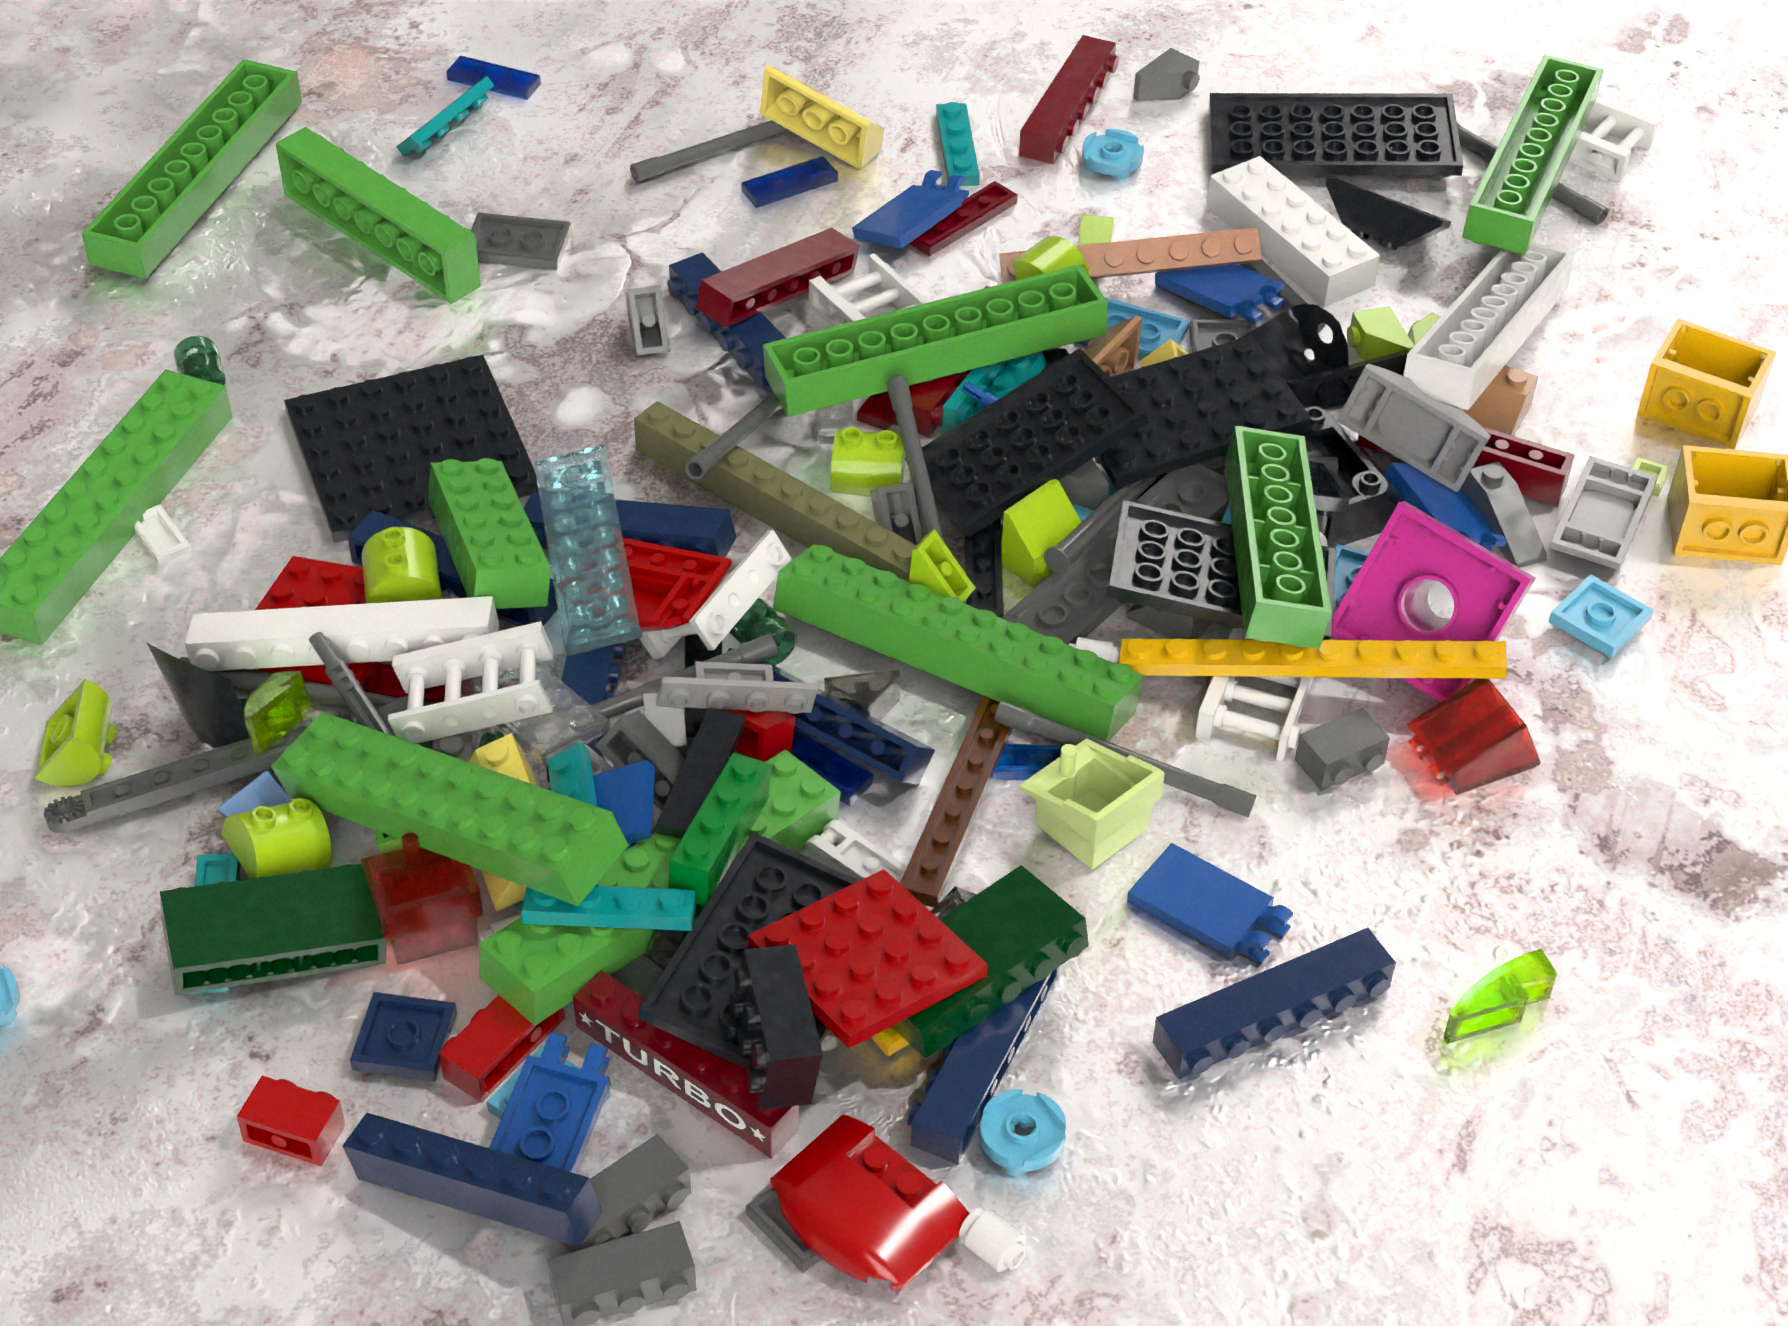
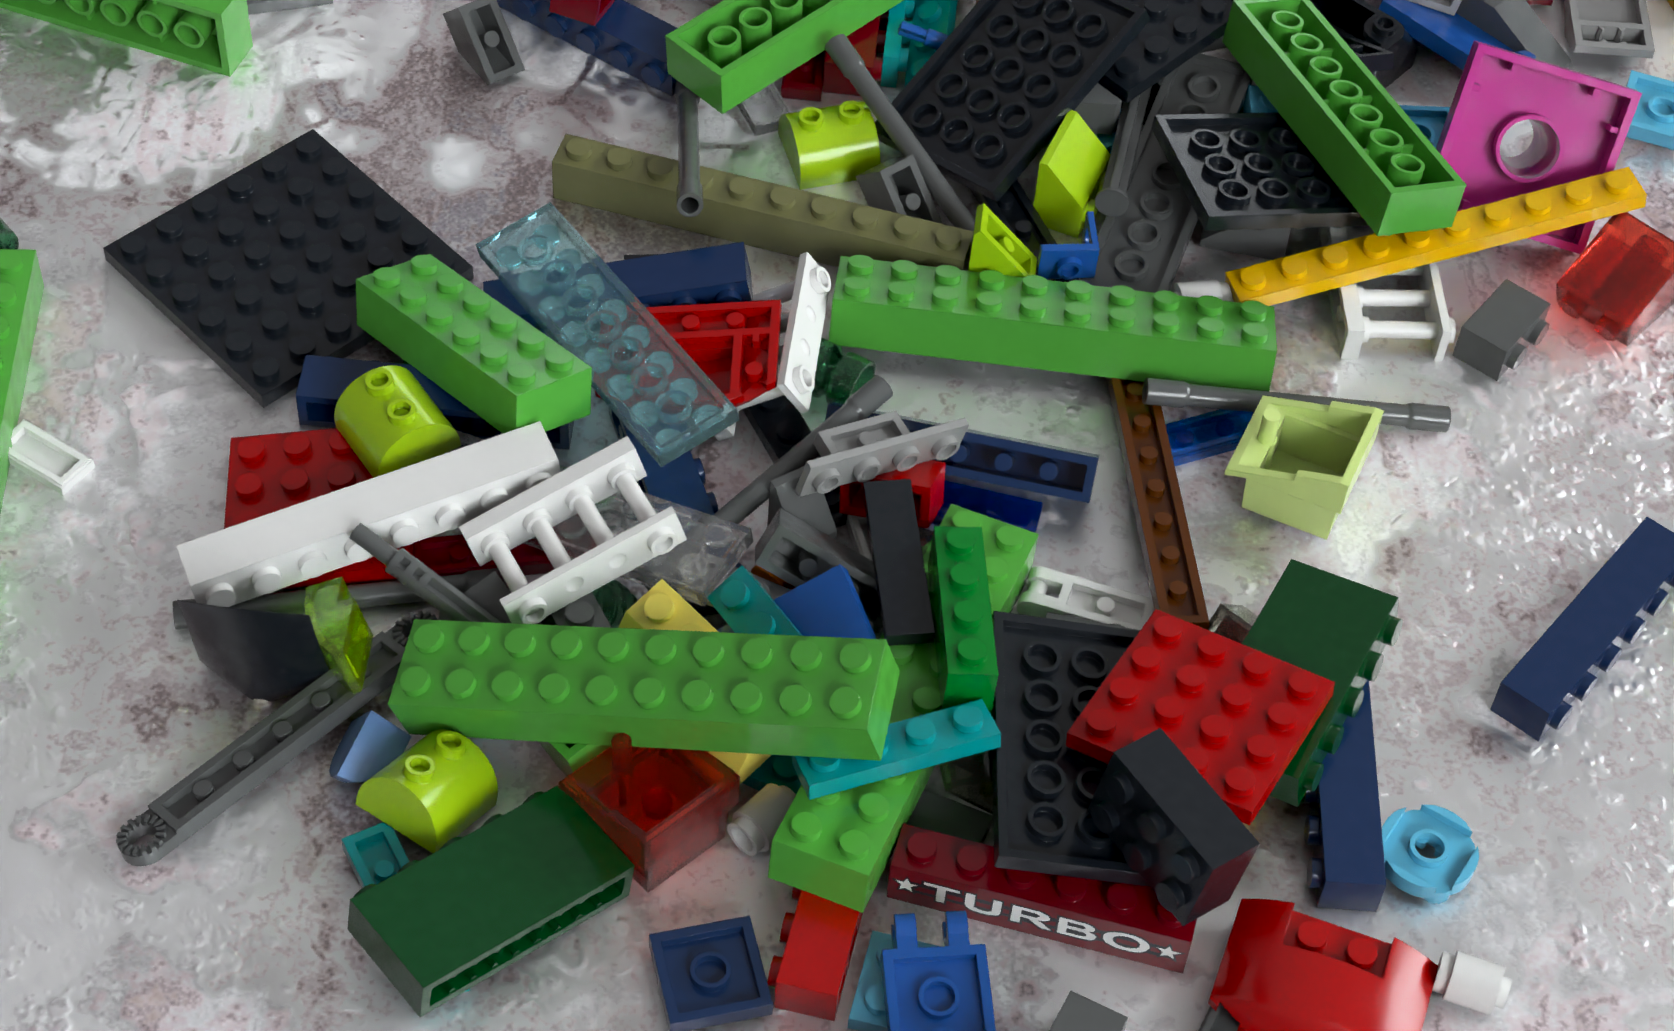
camera: 25 degrees left, 5 degrees up
(77, 739) = (105, 743): lime brick -> none
(869, 692) = (987, 409): clear smoke slope -> none
(1000, 596) = (1071, 260): none -> blue bracket
(1209, 905) = (1466, 541): blue tile -> none

